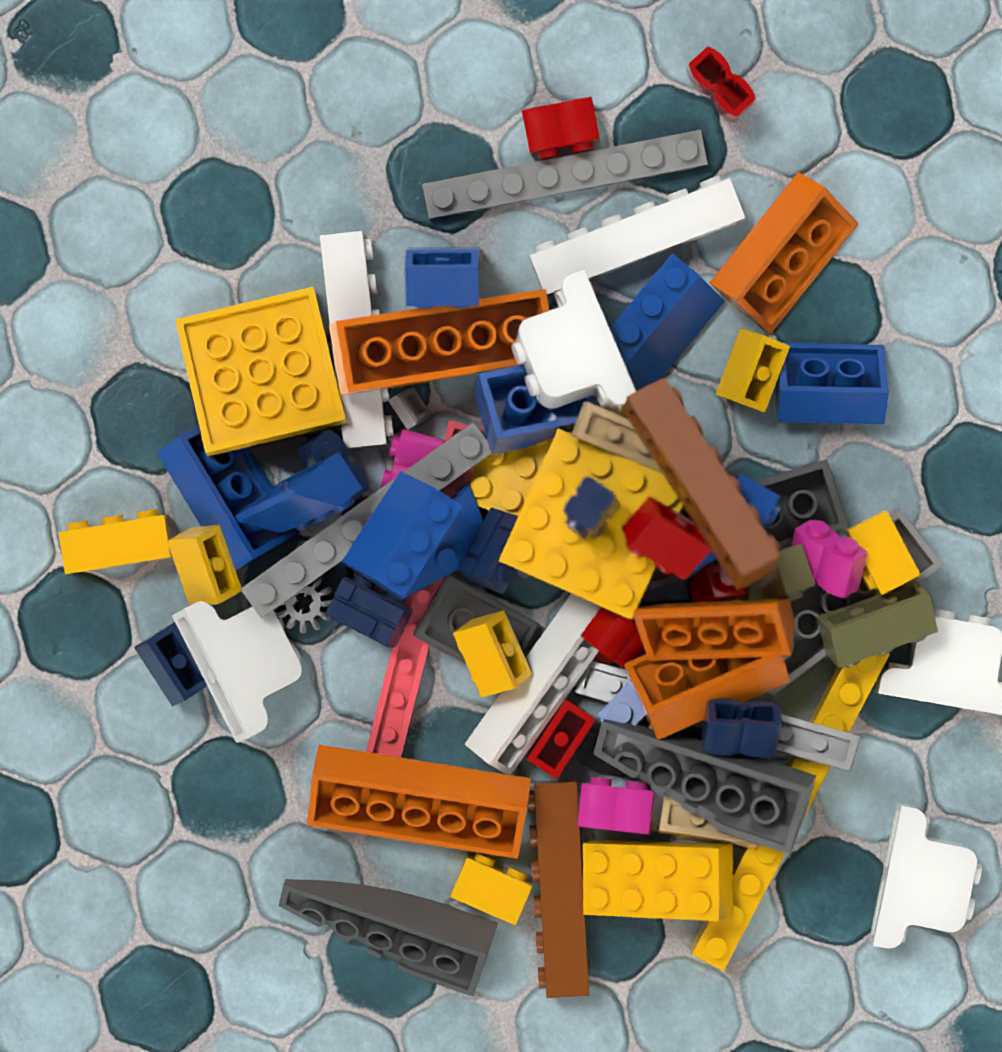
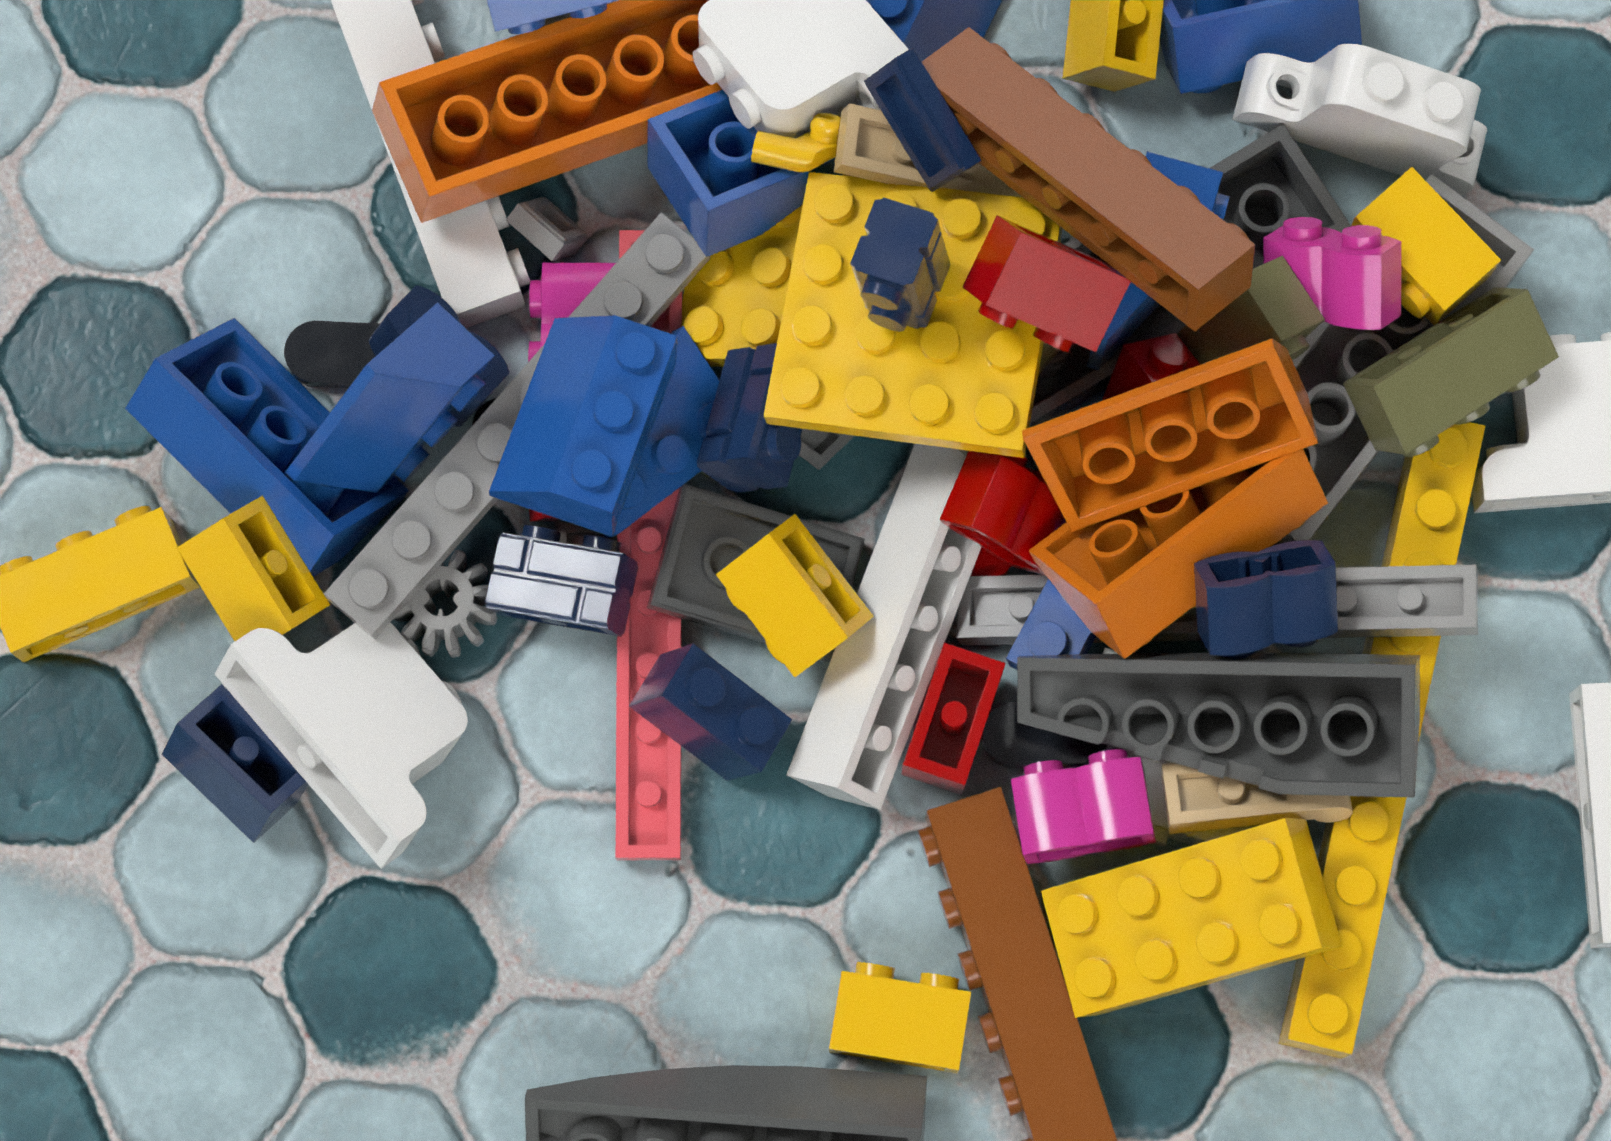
camera: 10 degrees left, 10 degrees down
(260, 371) = (274, 226): yellow plate -> none
(418, 801) = (729, 891): orange brick -> none
(432, 702) = (710, 712): none -> dark blue brick
(558, 417) = (799, 153): none -> yellow arm
(624, 424) = (922, 120): none -> dark blue tile
(873, 464) = (1370, 111): none -> white brick

